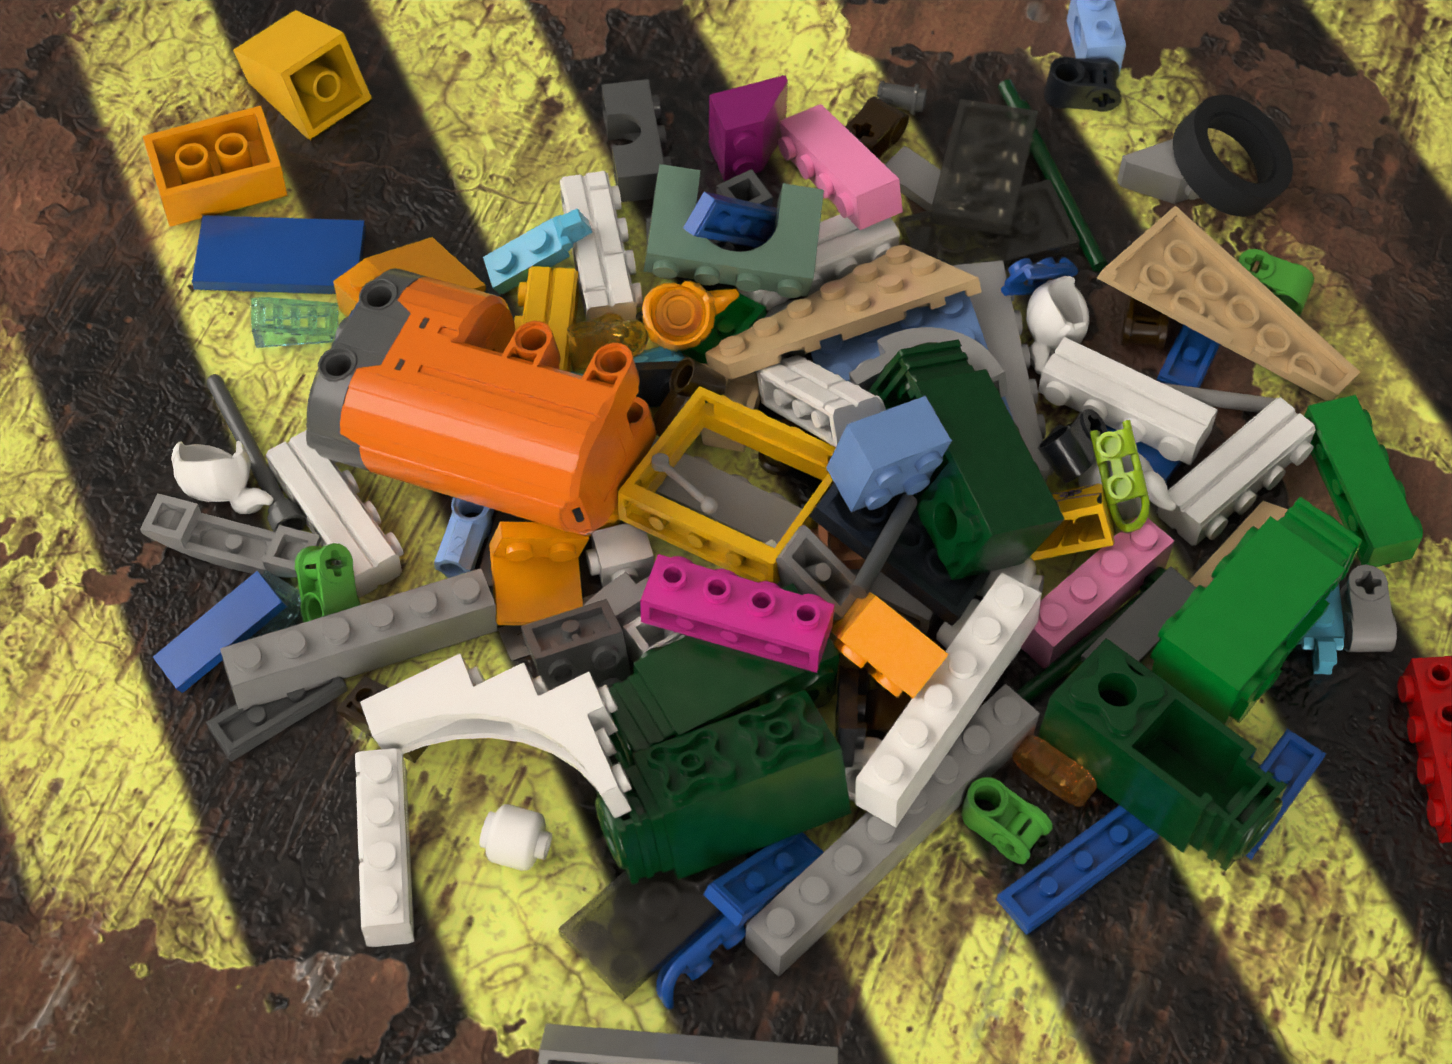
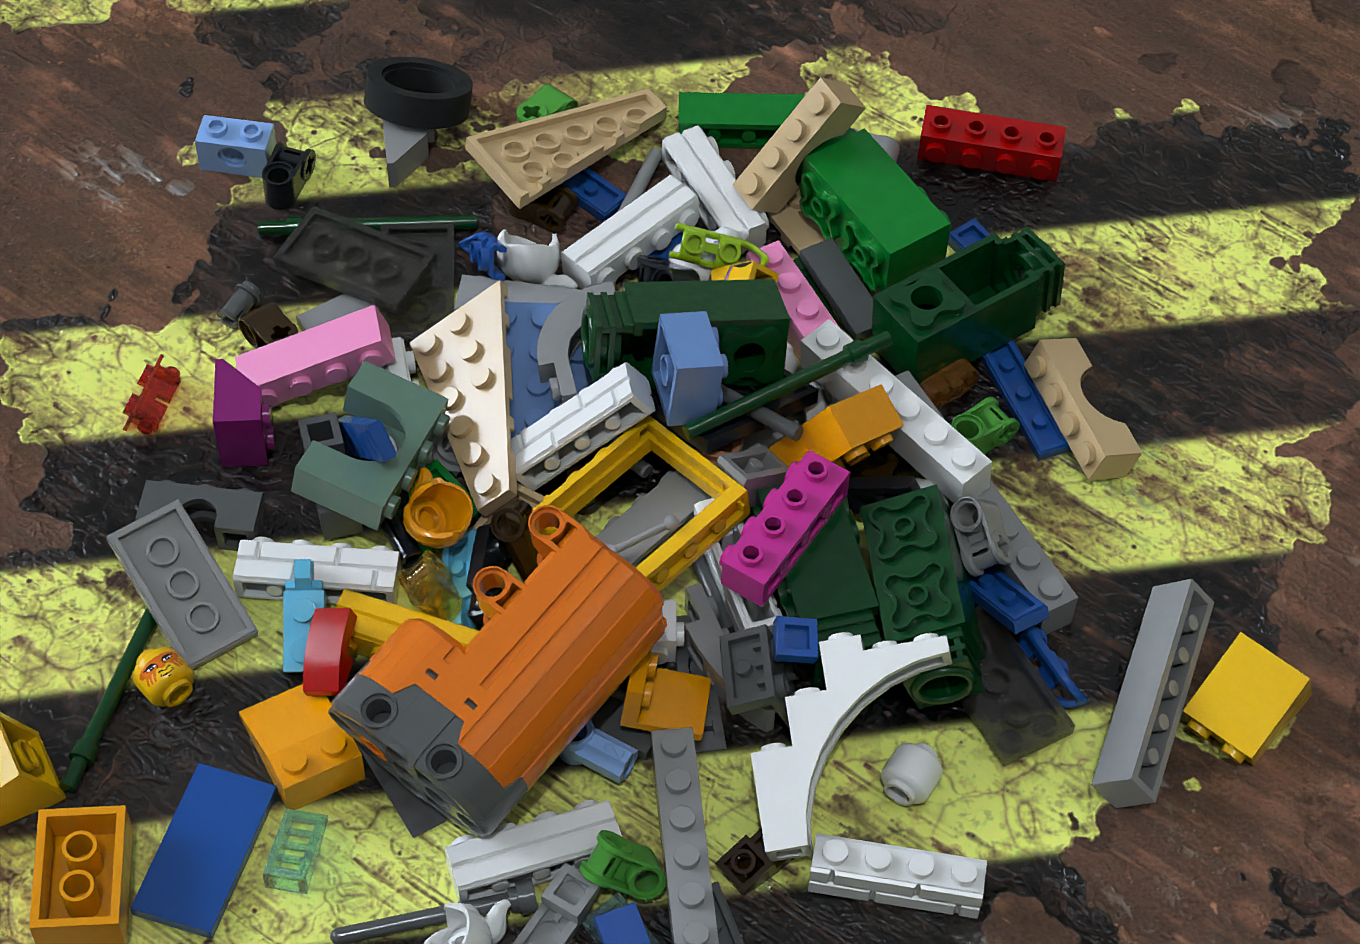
camera: 75 degrees left, 5 degrees down
(355, 135) = (86, 749): none -> dark green bar
(447, 166) = (163, 676): none -> yellow head
(507, 267) = (326, 657): none -> red slope
(544, 146) = (182, 585): none -> light grey tile
(606, 659) = (795, 639): none -> blue plate
(747, 58) = (144, 409): none -> clear red hinge
(827, 826) = (981, 542): none -> light grey piece
(984, 618) = (852, 354): none -> dark green bar
(1027, 954) = (1099, 443): none -> tan arch
(1320, 505) = (821, 115): none -> tan arch

